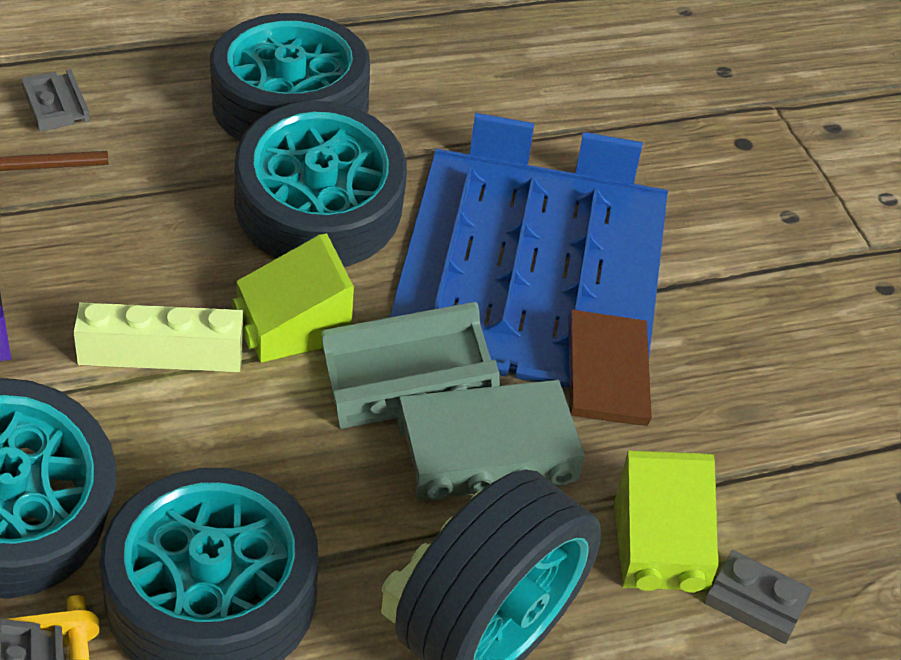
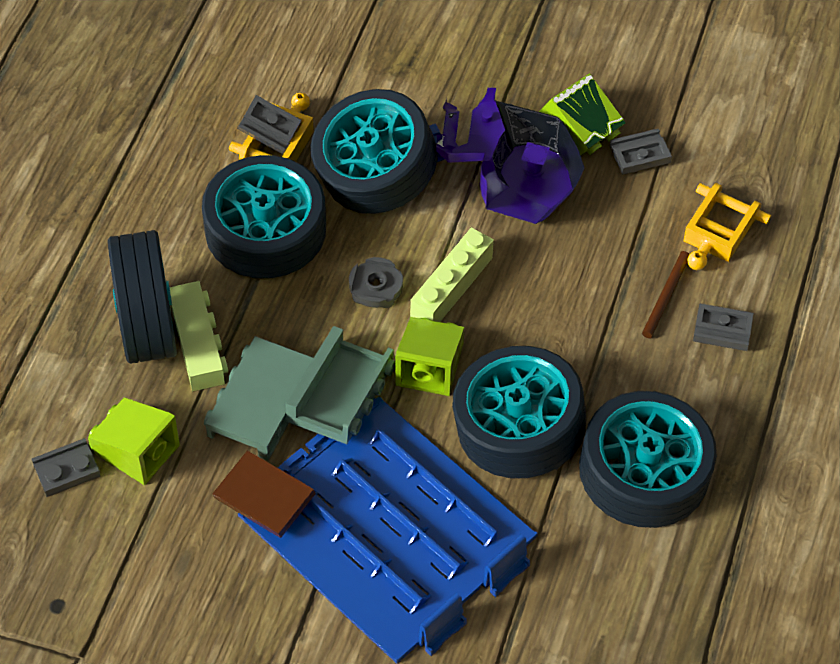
camera: 130 degrees right, 10 degrees up
(224, 436) = (375, 296): none -> dark grey plate

